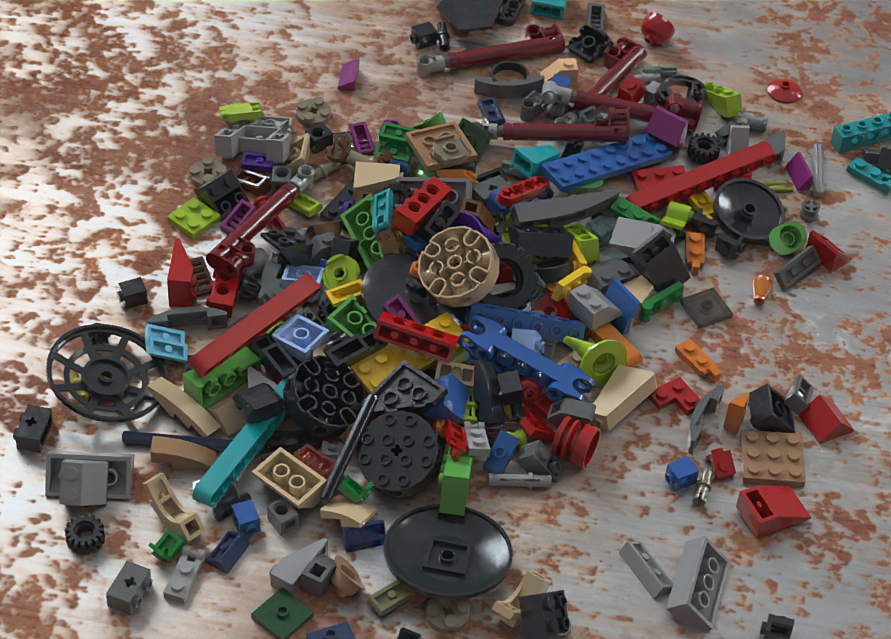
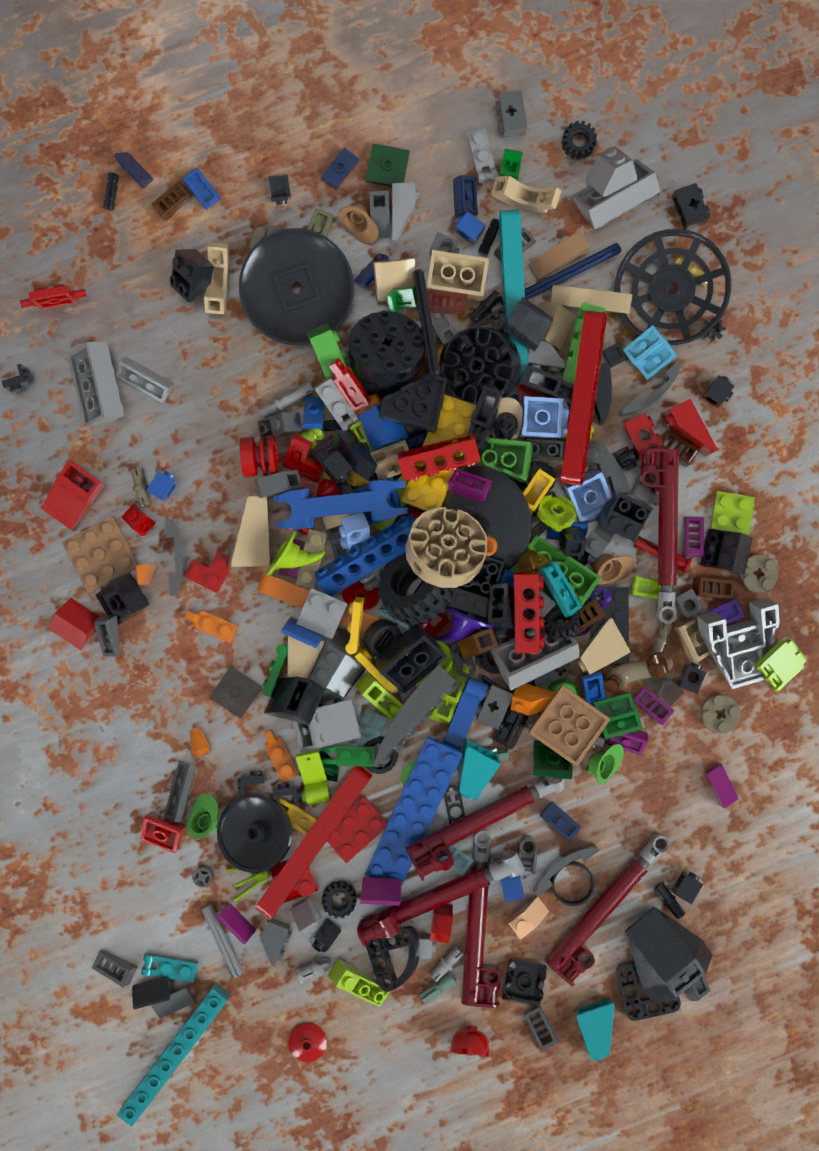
camera: 150 degrees right, 40 degrees up
(457, 154) = (554, 727): dark tan plate -> none
(522, 191) = (462, 710): red beam -> none

